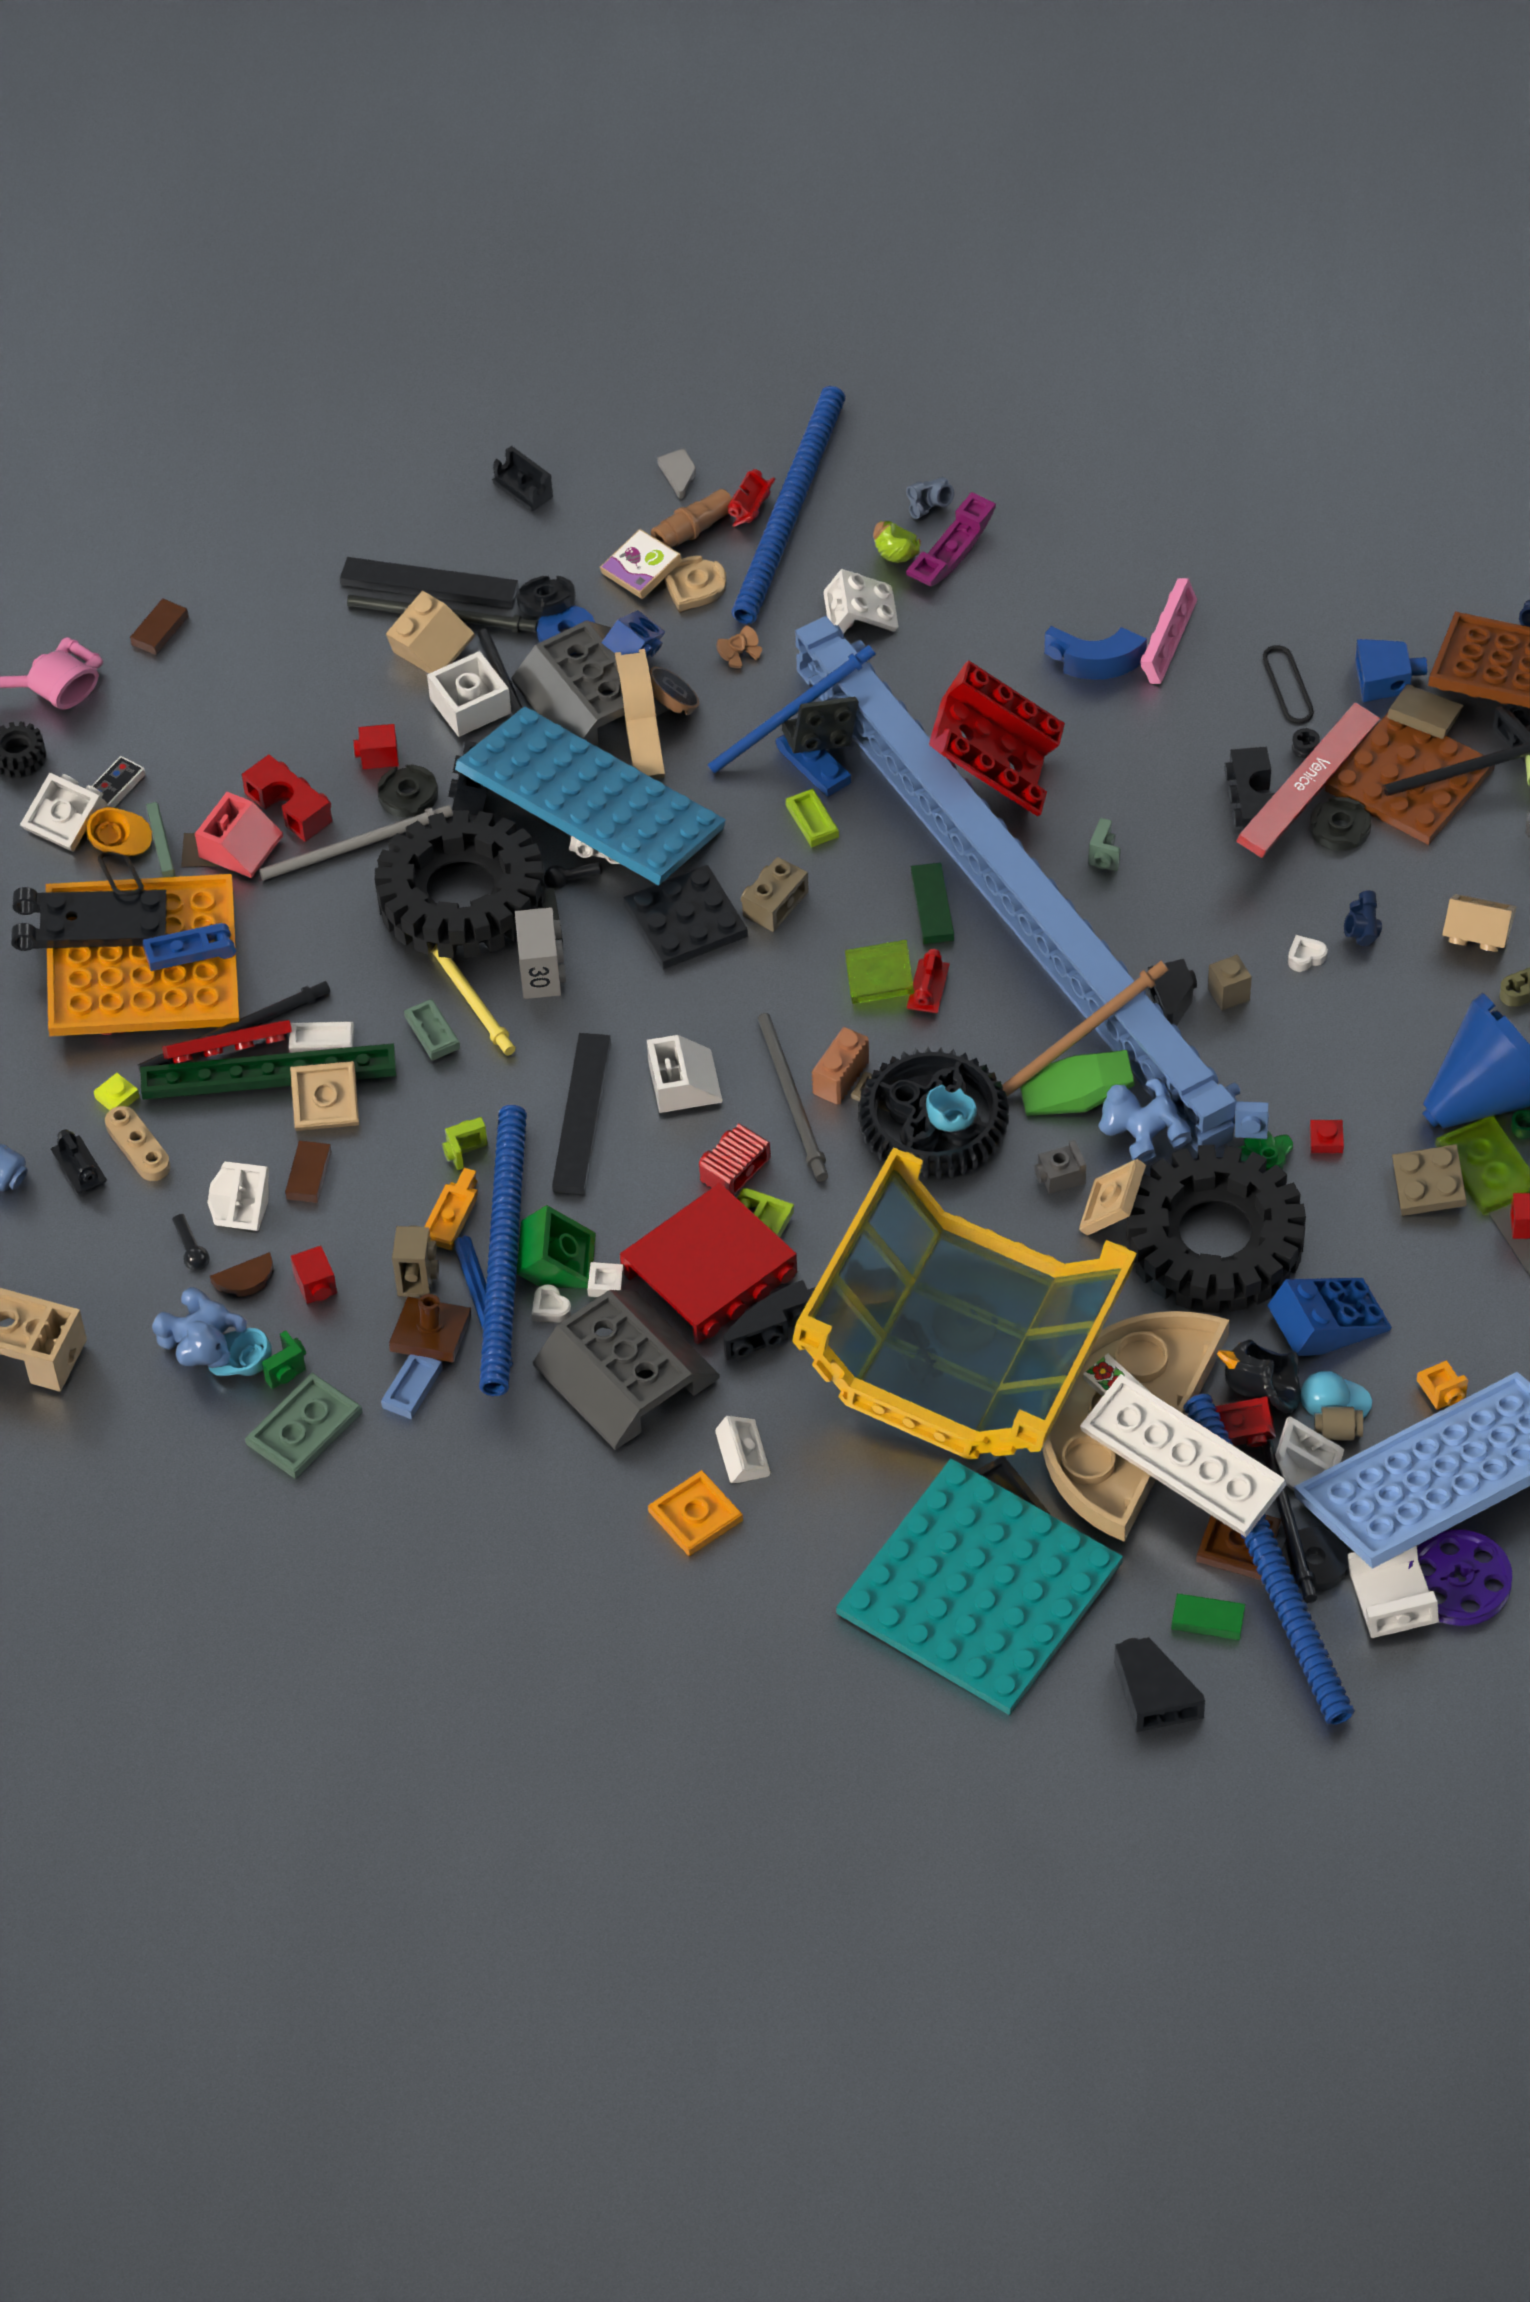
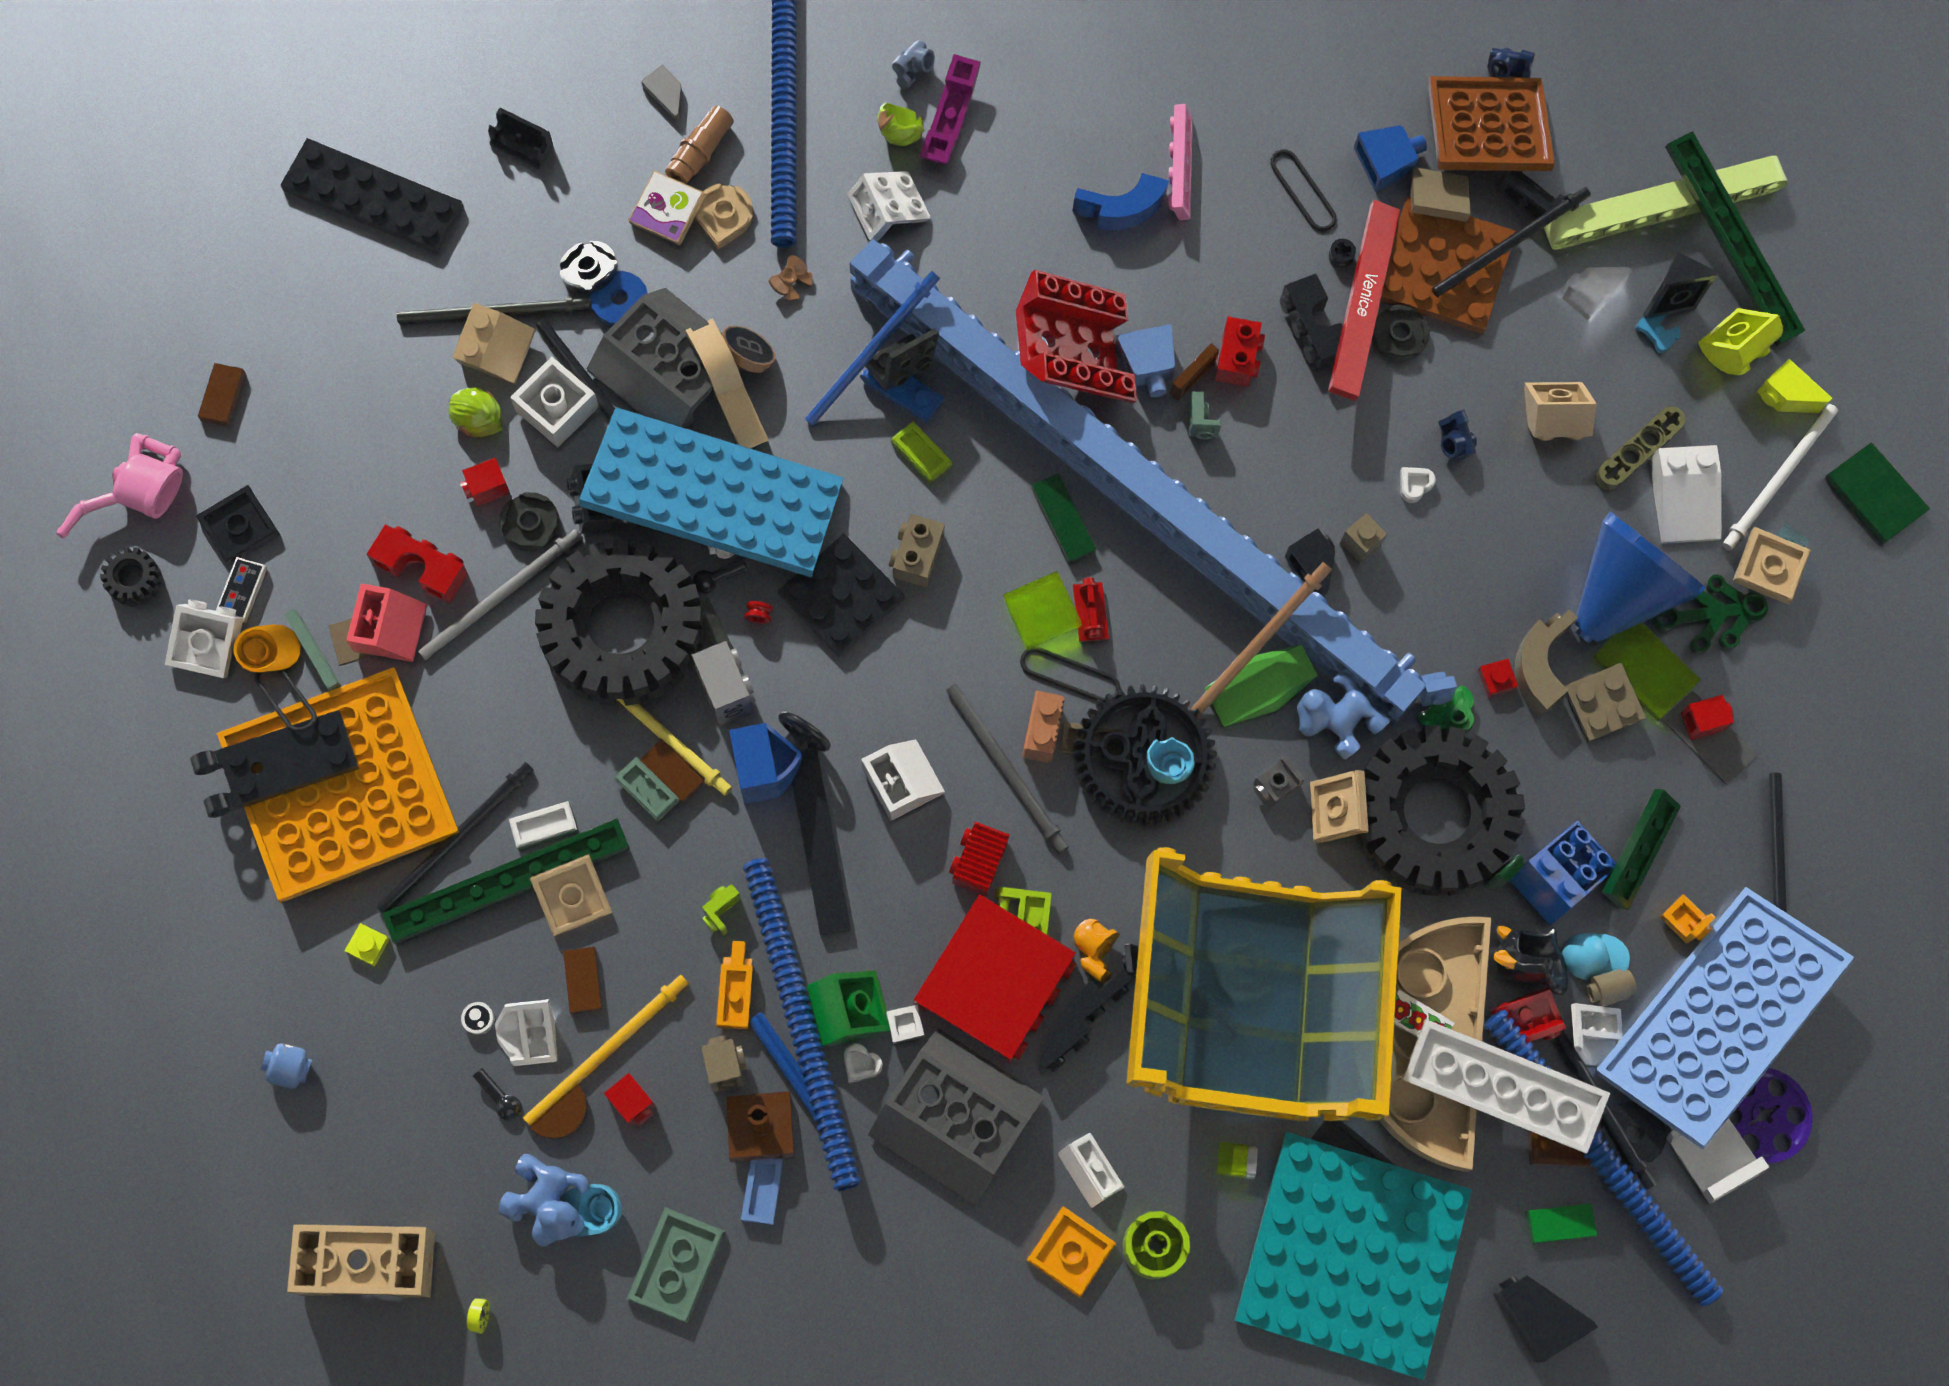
camera: 25 degrees left, 20 degrees up
(77, 1162) = (357, 1036): black hinge -> none
(99, 1413) = (478, 1315): none -> neon yellow tile
(132, 732) = (238, 525): none -> black tile
(140, 1151) = (416, 1004): tan plate -> none
(189, 946) = (383, 769): blue plate -> none
(196, 1177) = (477, 1018): none -> tile
(240, 1038) = (447, 865): red plate -> none
(285, 1364) = (637, 1212): green bracket -> none
(364, 499) = (372, 195): none -> black plate
(384, 1202) = (667, 994): none -> yellow bar
(391, 690) = (475, 412): none -> lime hair
(435, 582) = (468, 277): black tile -> none
(464, 1022) = (672, 771): none -> reddish brown tile
(556, 1026) = (768, 760): none -> blue piece
(598, 910) = (758, 612): none -> red bush
(634, 633) = (693, 301): blue brick -> none
(746, 505) = (746, 115): red hinge -> none
(779, 1519) = (1165, 1230): none -> lime brick
(816, 1253) = (1095, 943): none -> light orange piece
(887, 1021) = (1070, 661): none -> black piece
(892, 1477) = (1236, 1160): none -> clear neon green piece
(1070, 784) = (1148, 357): none -> medium blue torso
(1112, 806) = (1194, 372): none -> reddish brown tile
(1164, 800) = (1238, 351): none -> red brick
(1260, 1290) = (1505, 873): none -> dark green tile
(1374, 1113) = (1534, 677): none -> dark tan arch
(1418, 1313) = (1641, 849): none -> dark green plate

